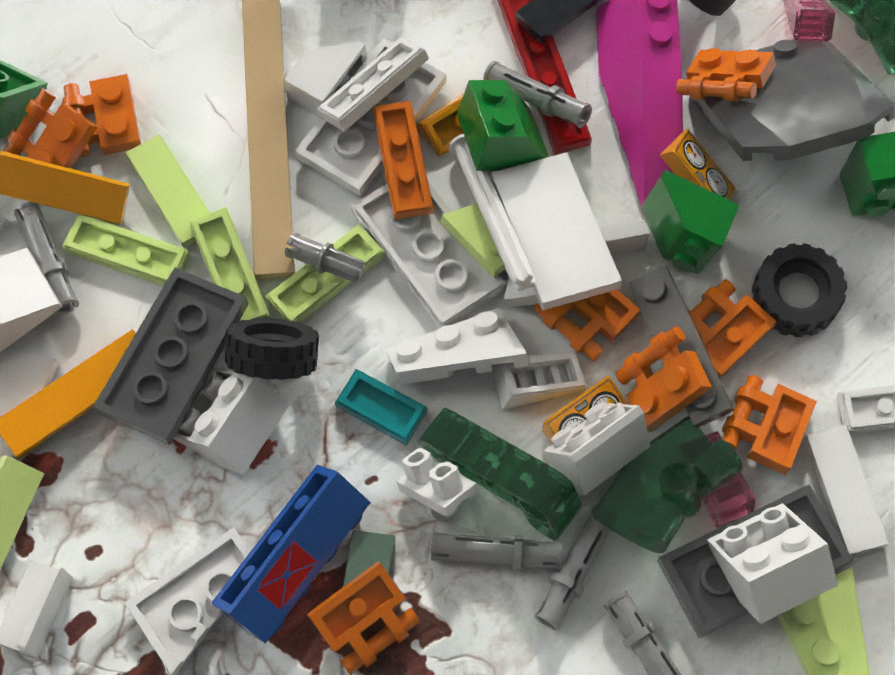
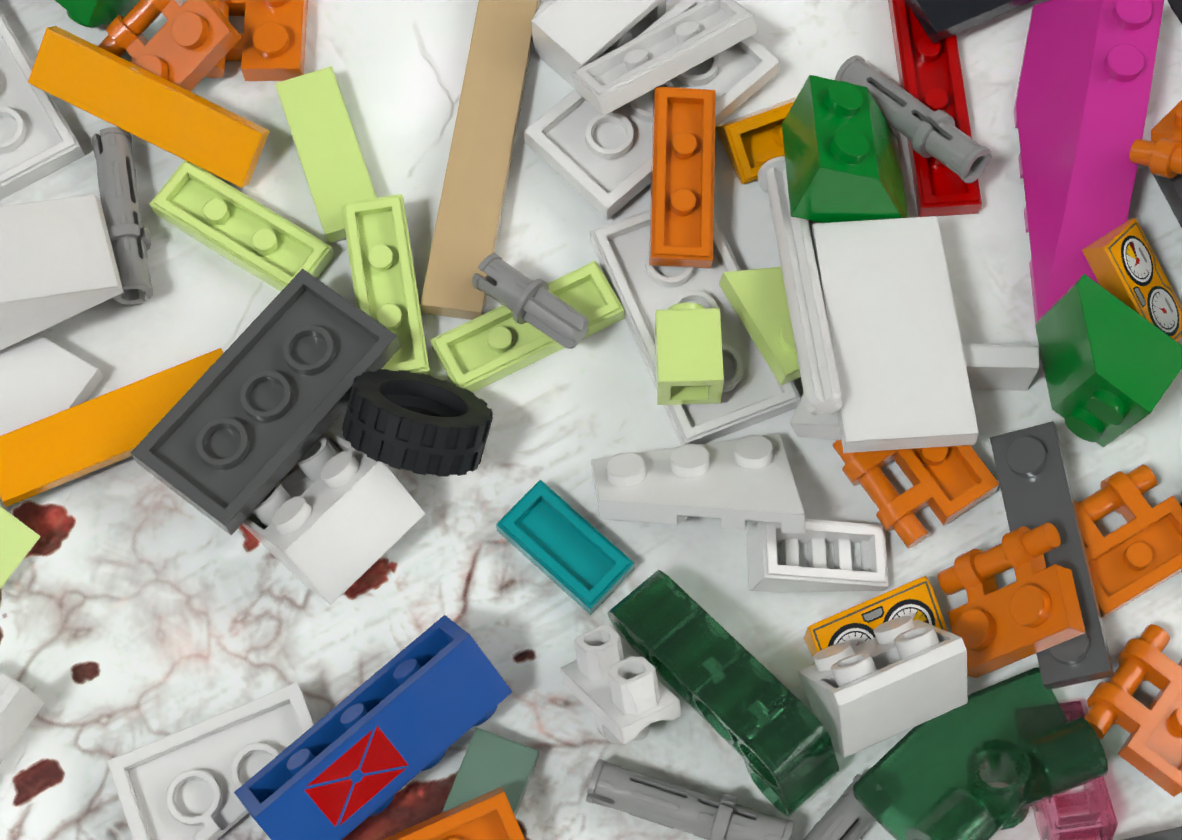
camera: 15 degrees right, 0 degrees up
(432, 270) = (688, 355): none -> yellowish green brick

